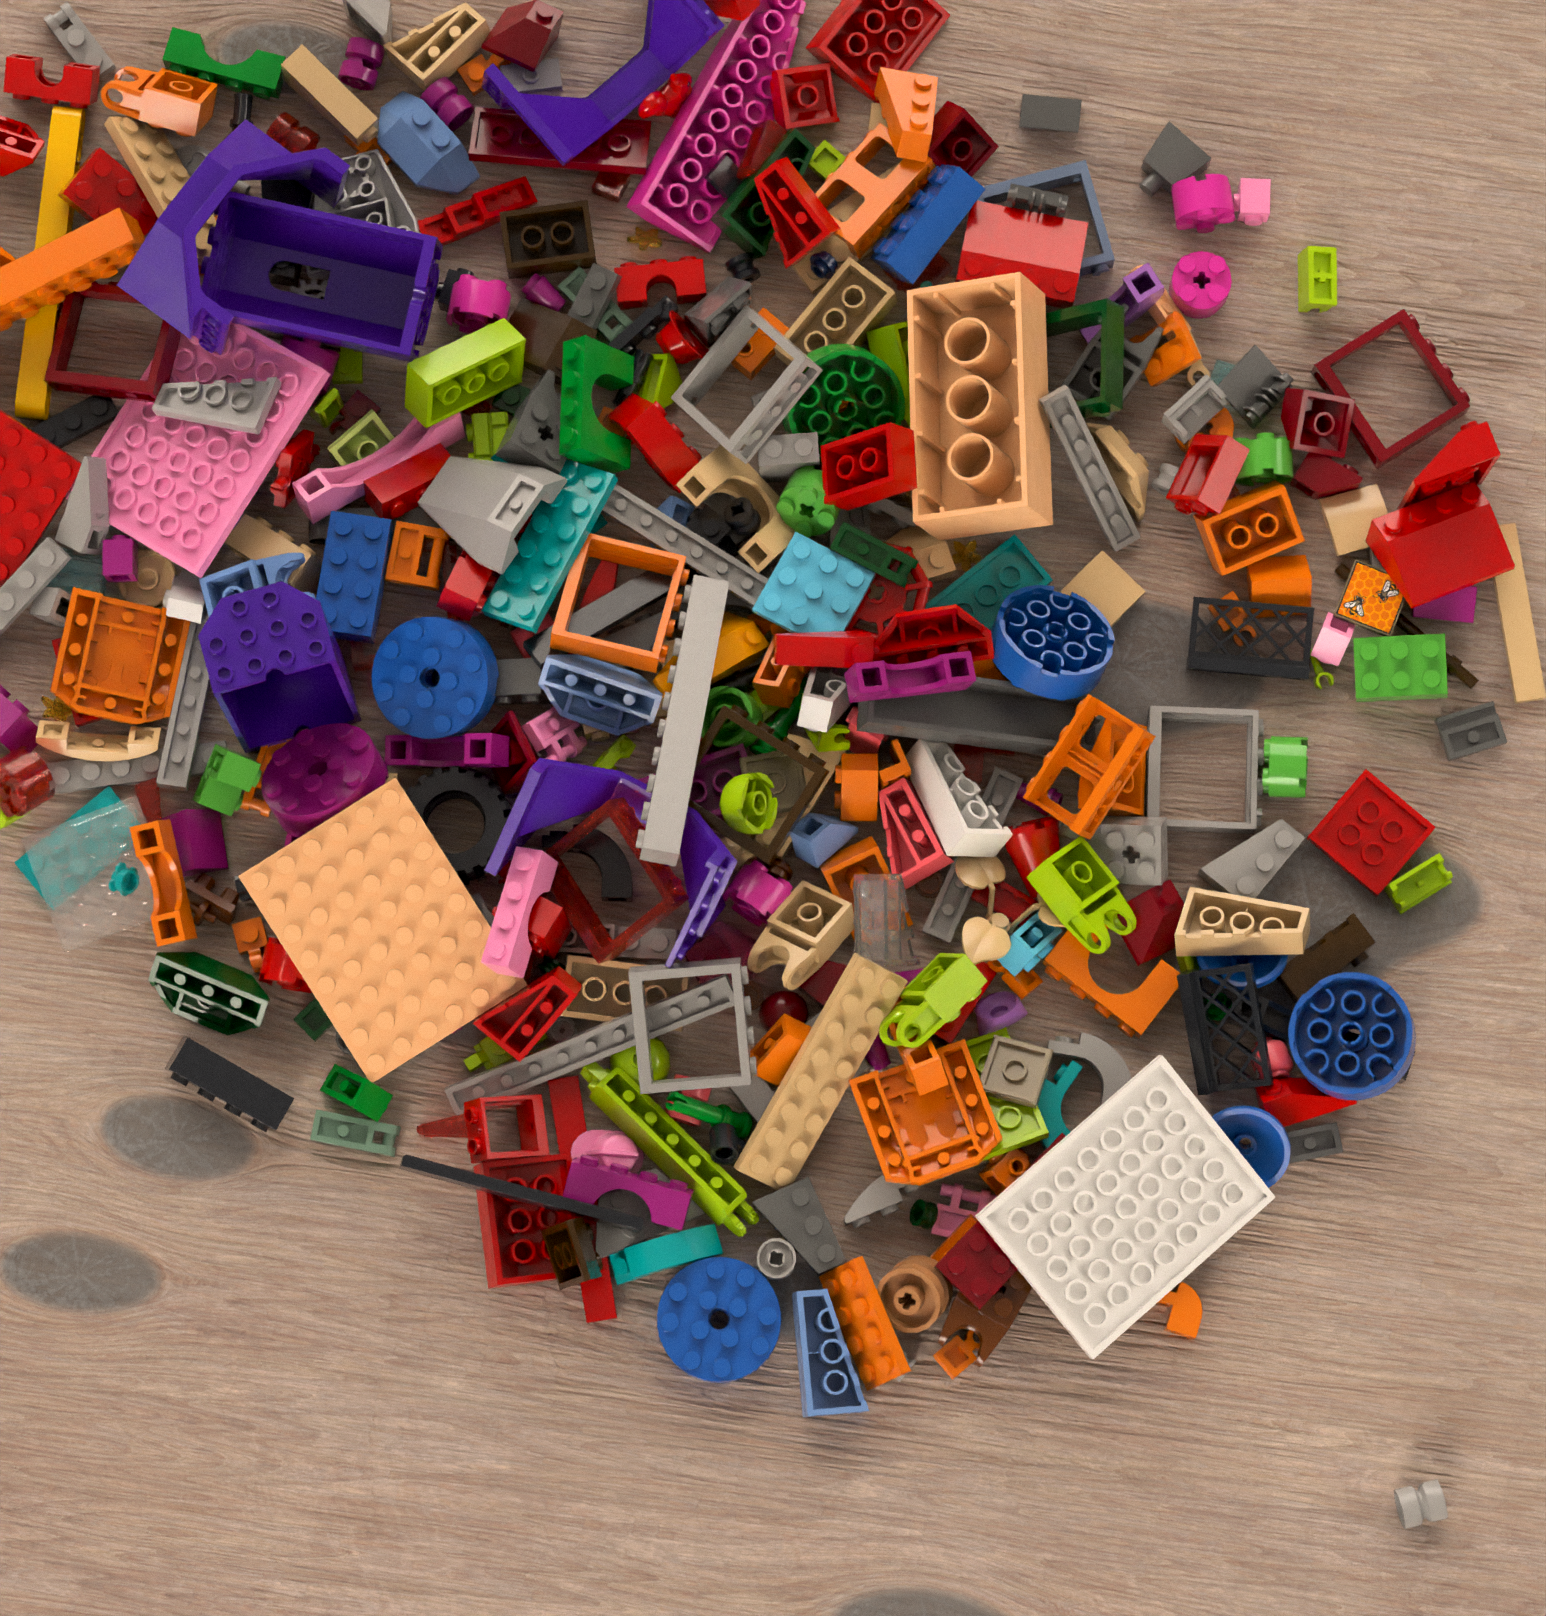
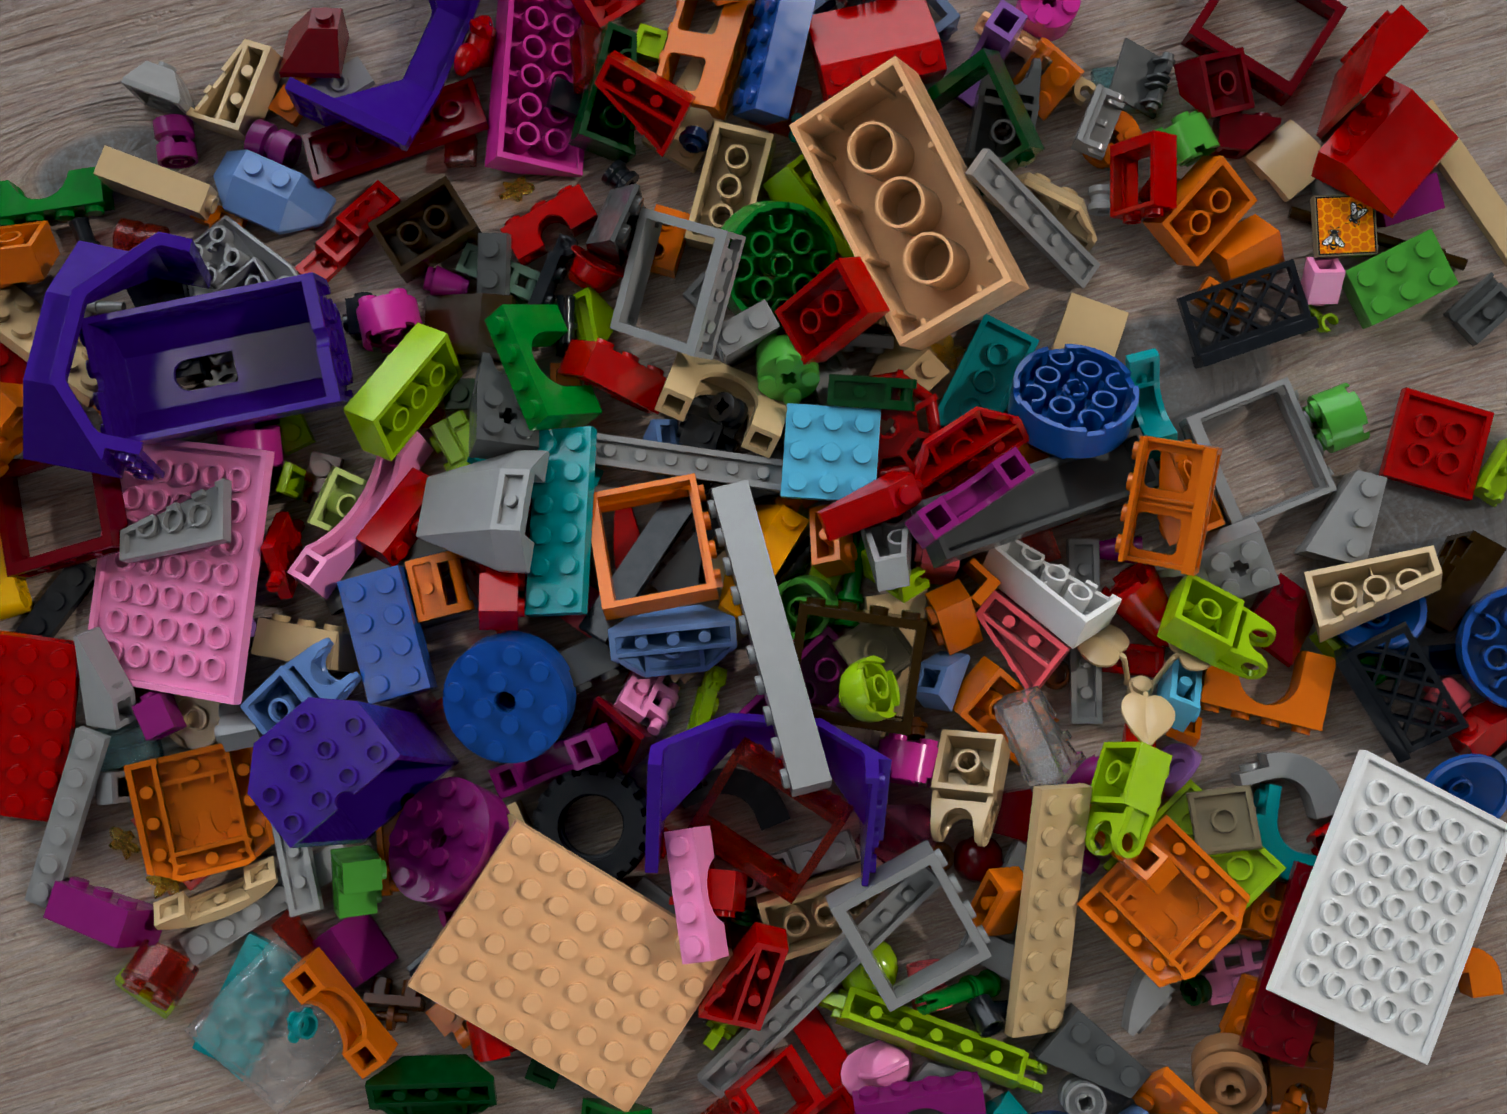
camera: 25 degrees left, 5 degrees up
(35, 656) = (122, 841): none -> clear yellow plant
(1124, 669) = (1150, 410): none -> teal arch

